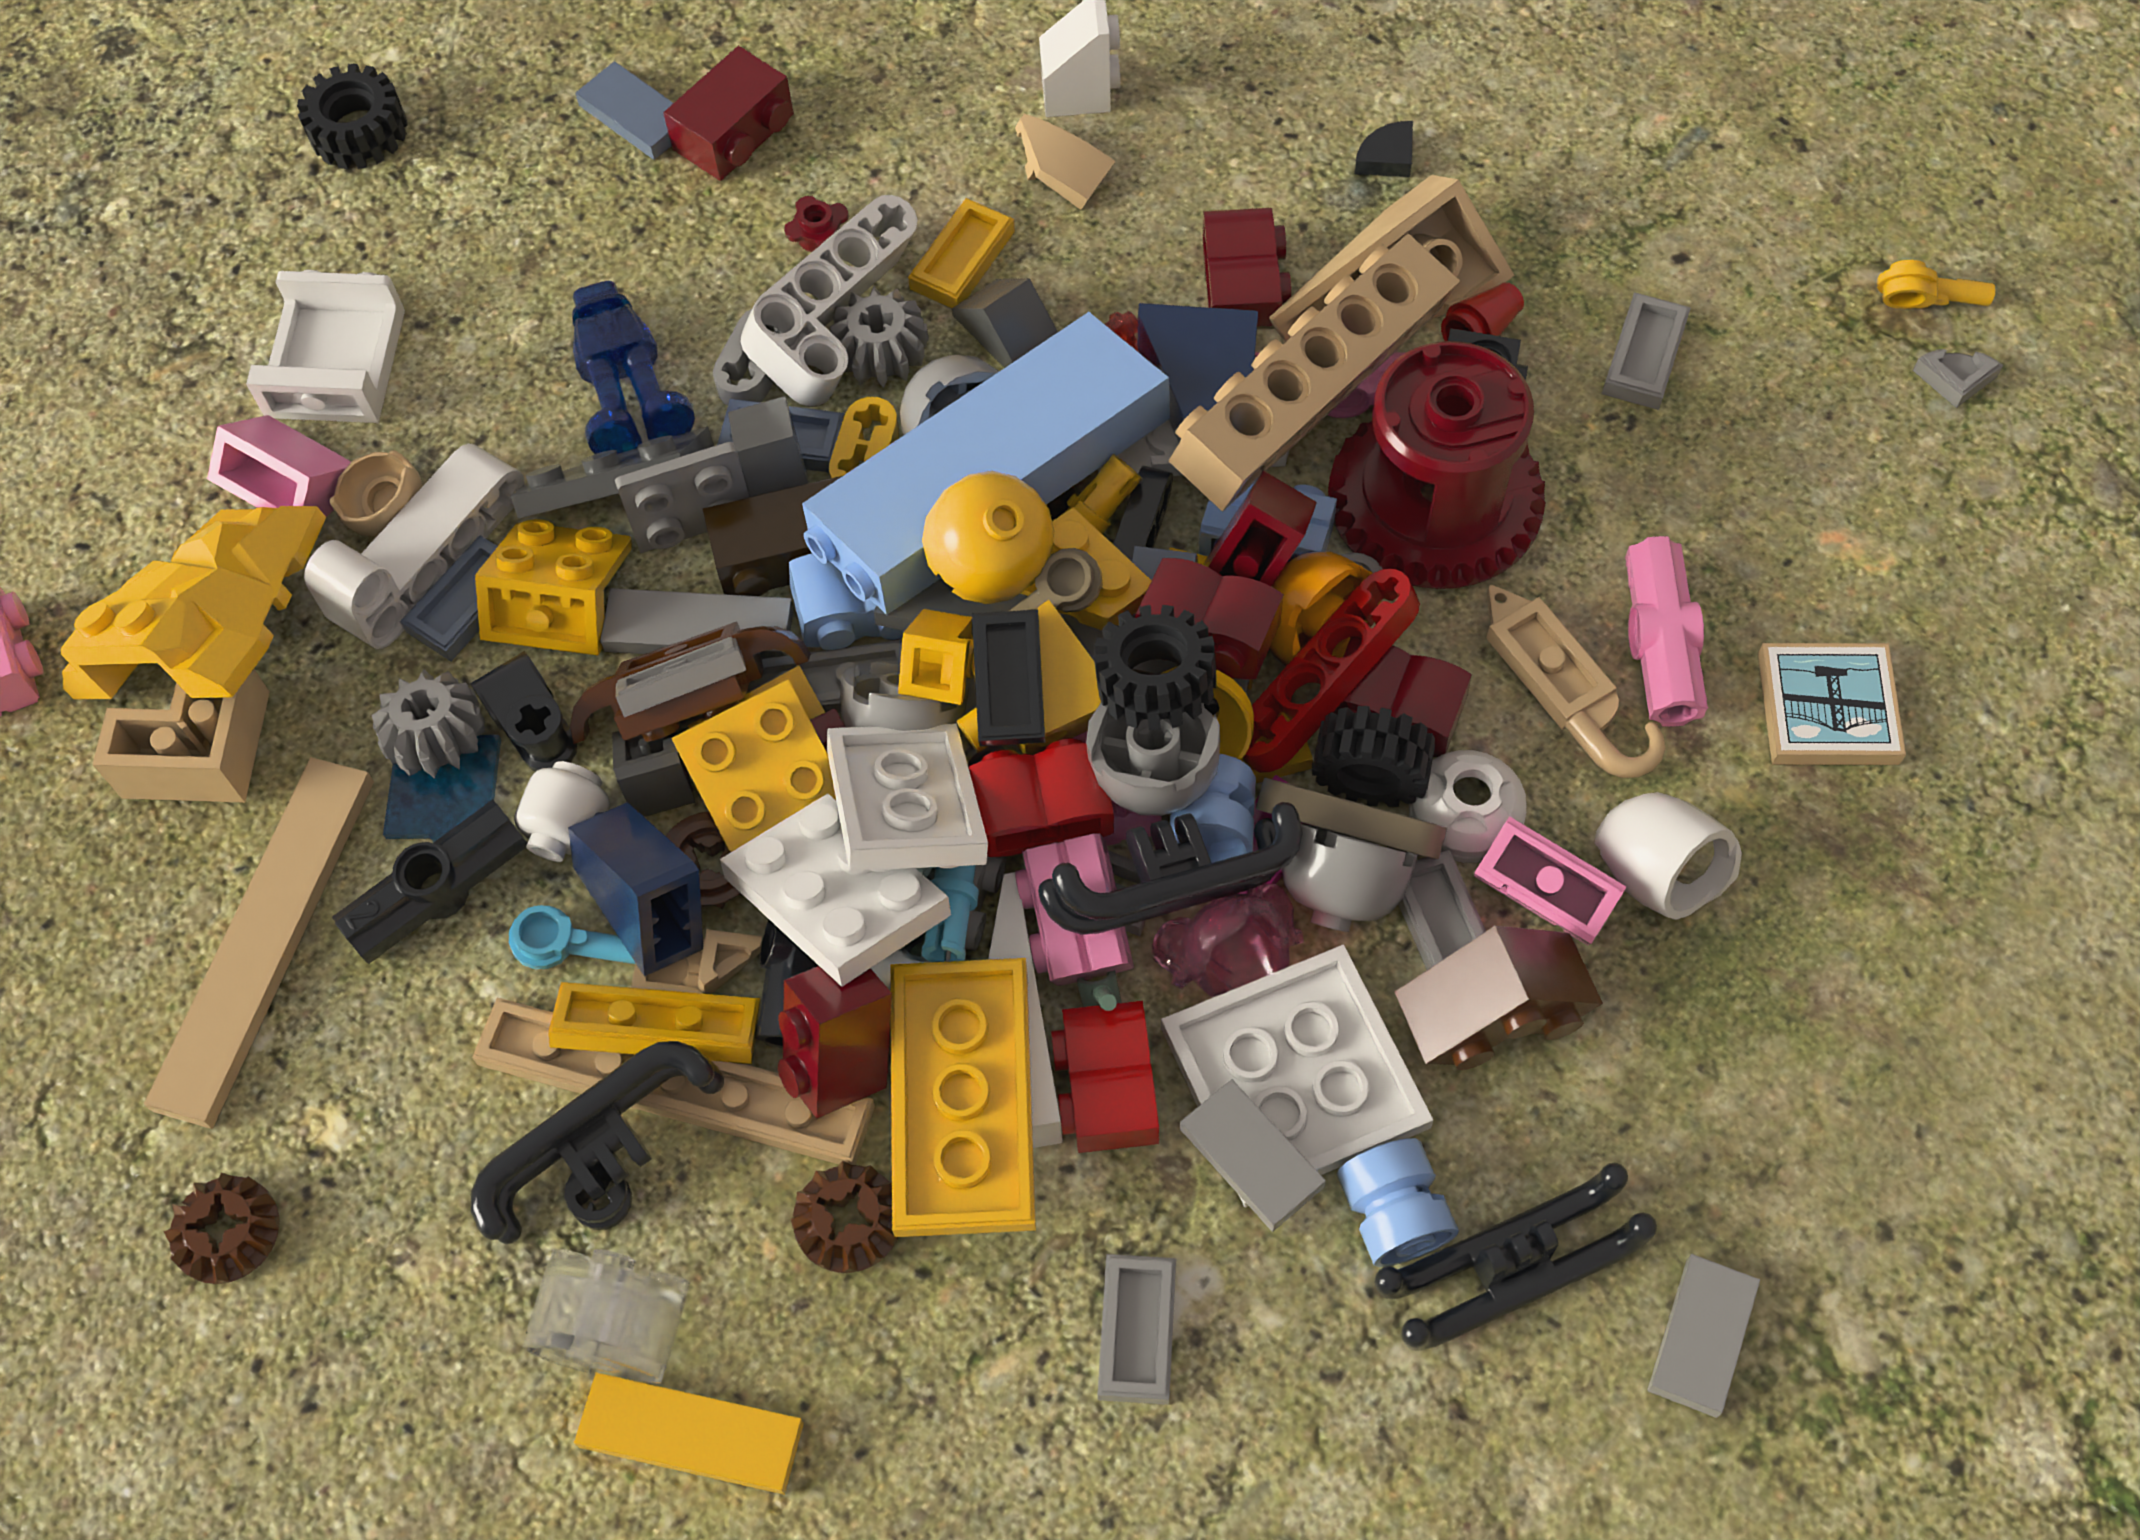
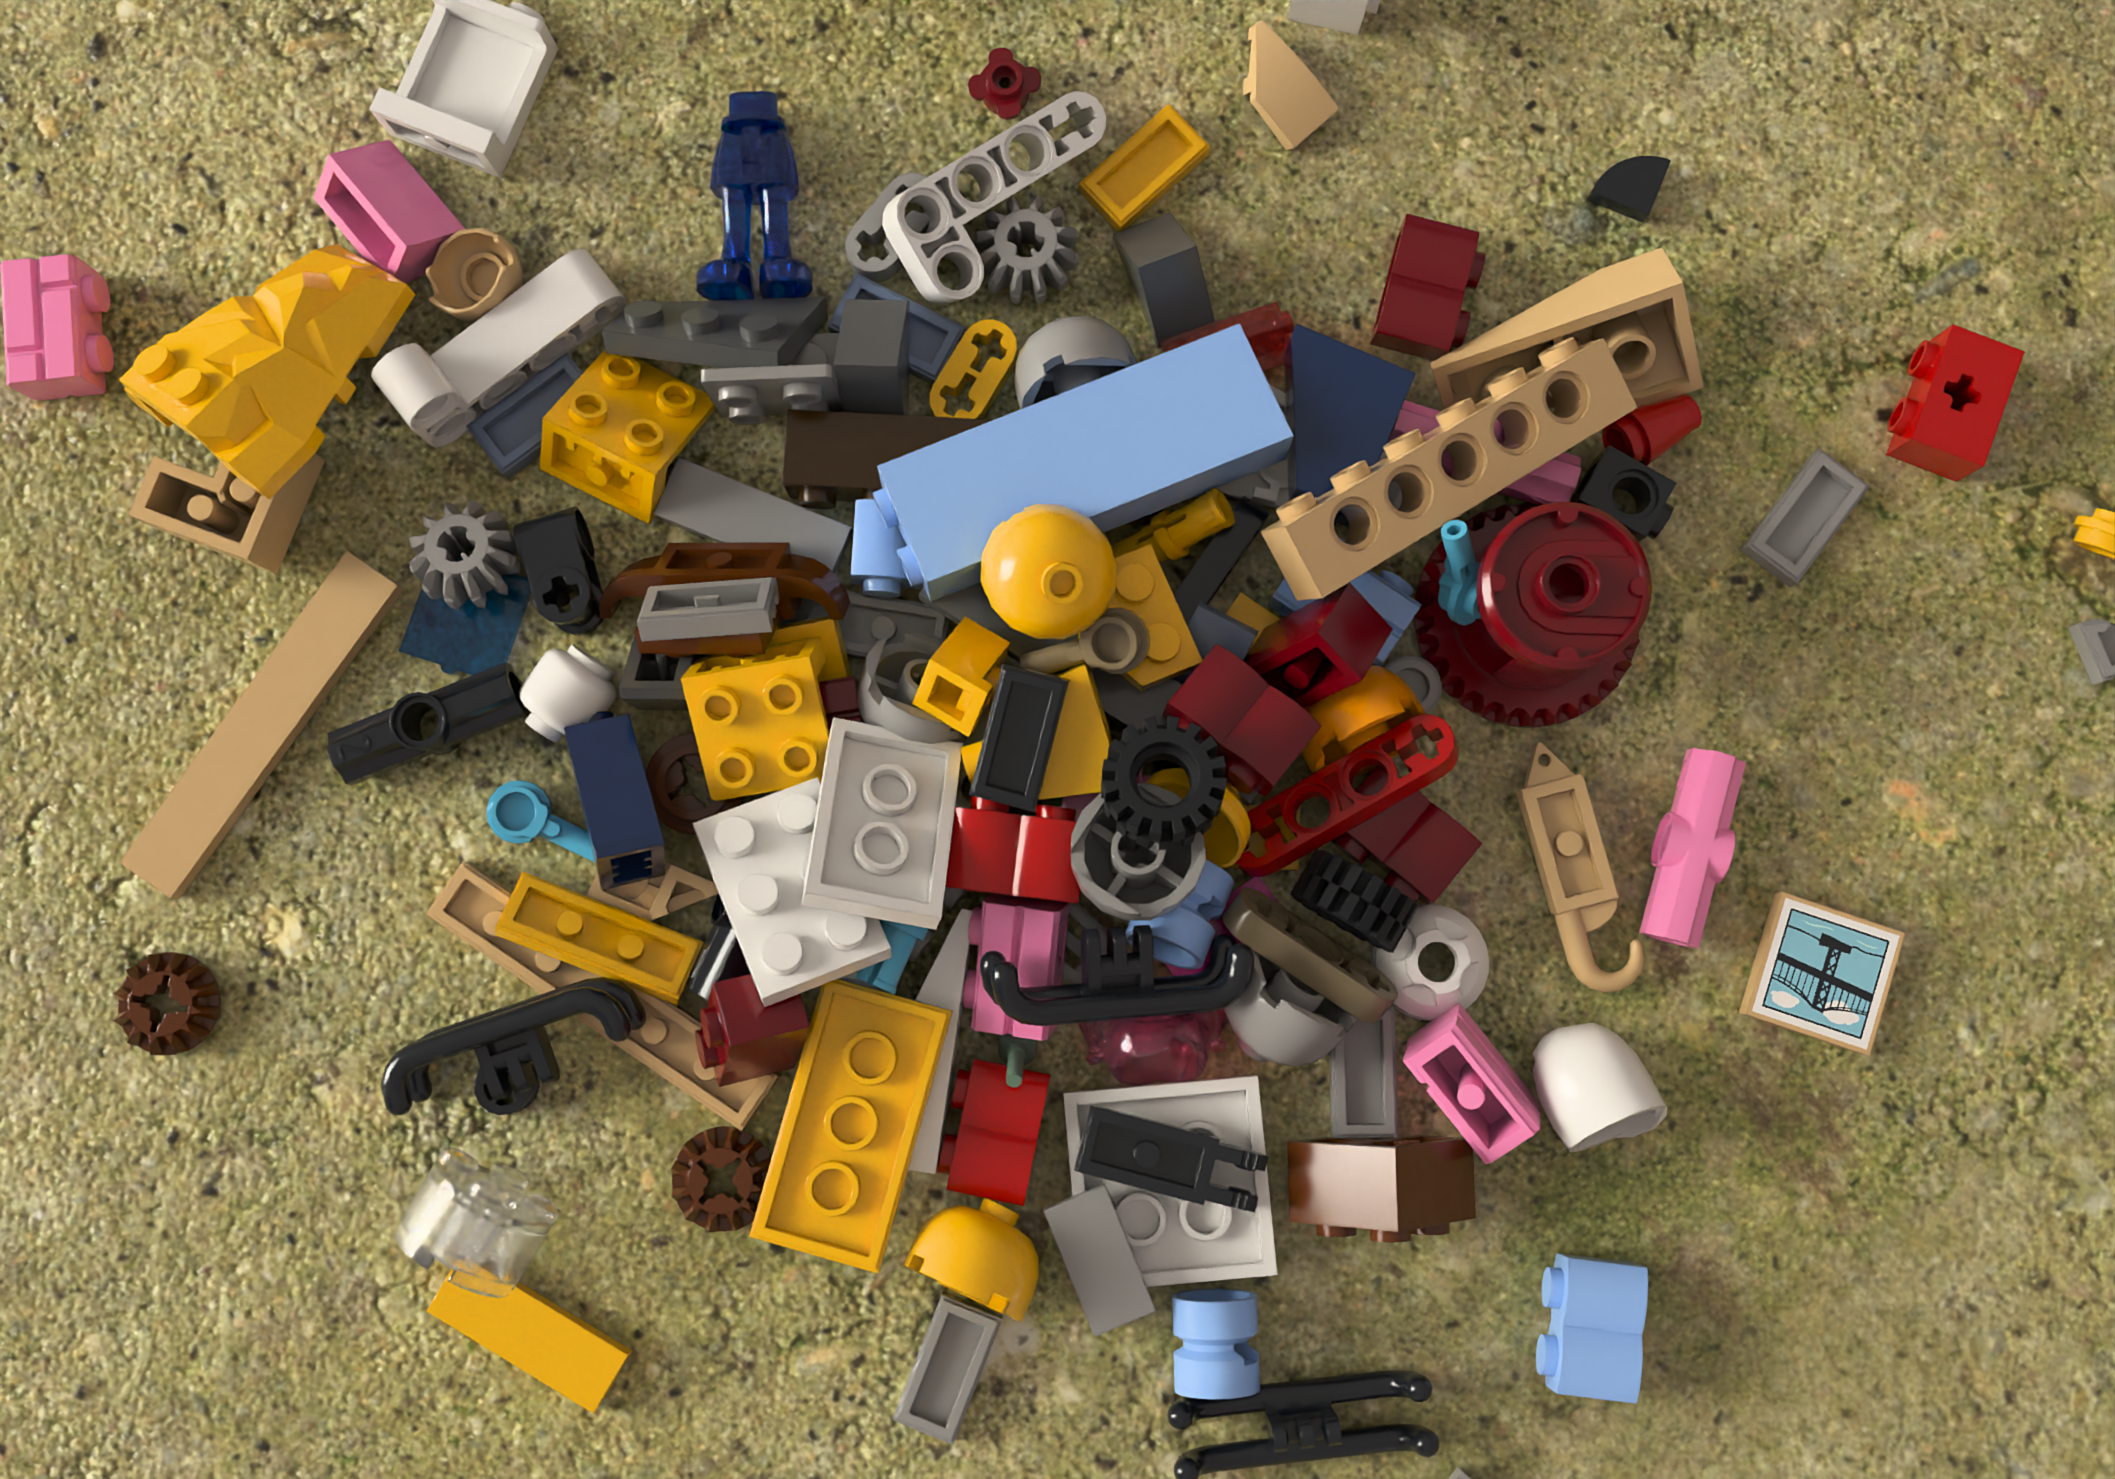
camera: 15 degrees right, 20 degrees up
(1130, 1196) = (979, 1256): none -> yellow cylinder
(1282, 1036) = (1162, 1158): none -> black hinge
(1367, 467) = (1459, 581): none -> medium azure plate
(1730, 225) = (1953, 402): none -> red brick
(1760, 1073) = (1593, 1327): none -> light blue brick

